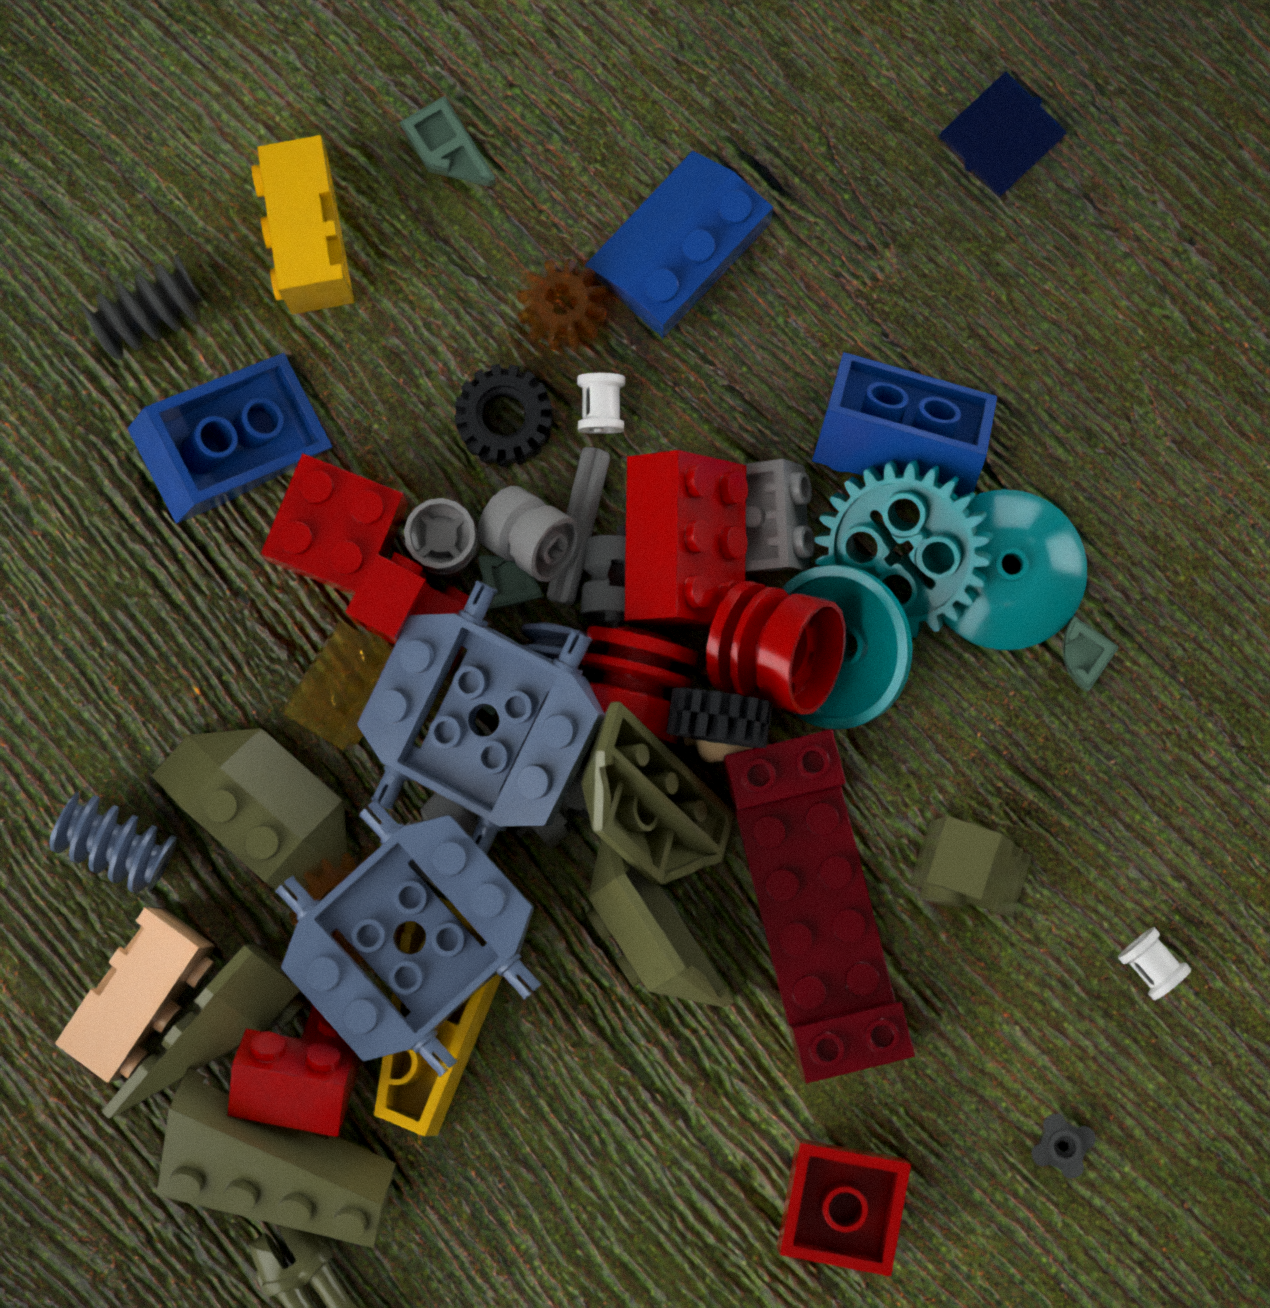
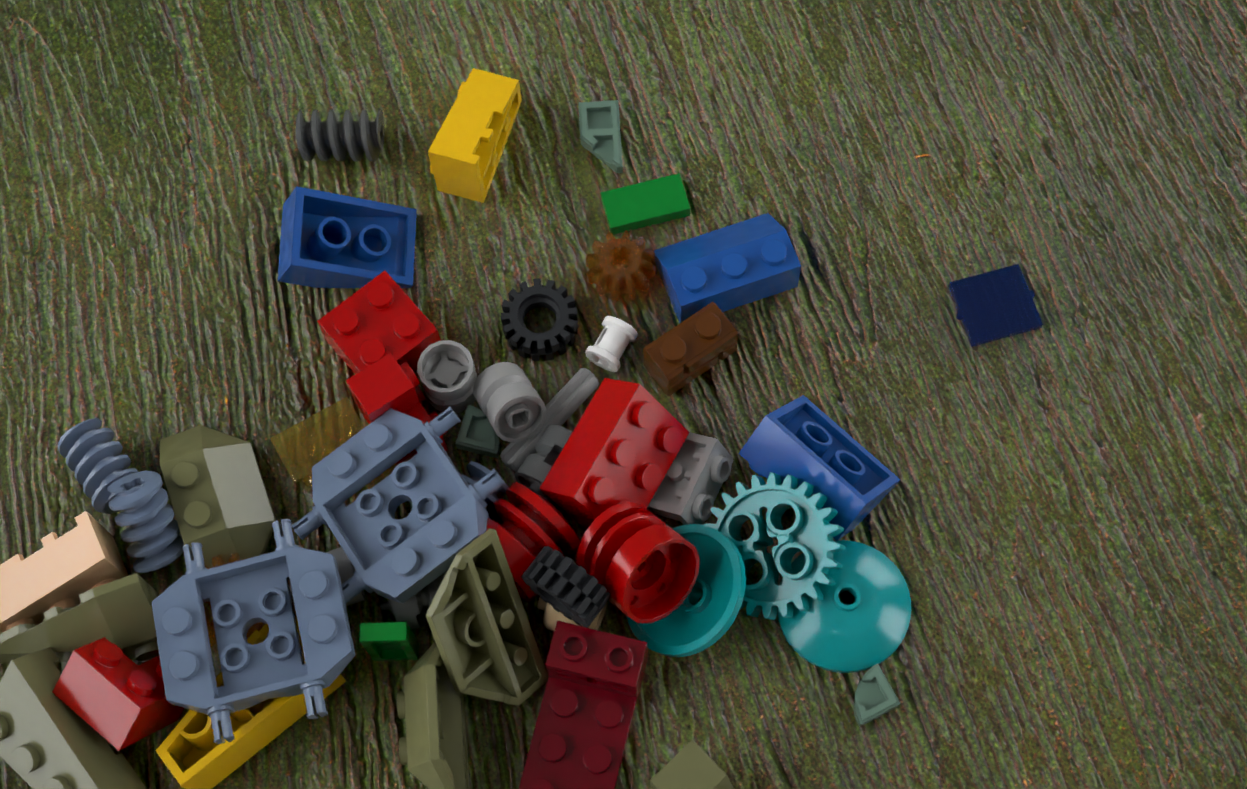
camera: 30 degrees right, 15 degrees down
(207, 878) = (148, 520): none -> sand blue piece
(545, 210) = (645, 204): none -> green tile
(551, 868) = (389, 641): none -> green tile
(694, 365) = (690, 348): none -> reddish brown brick

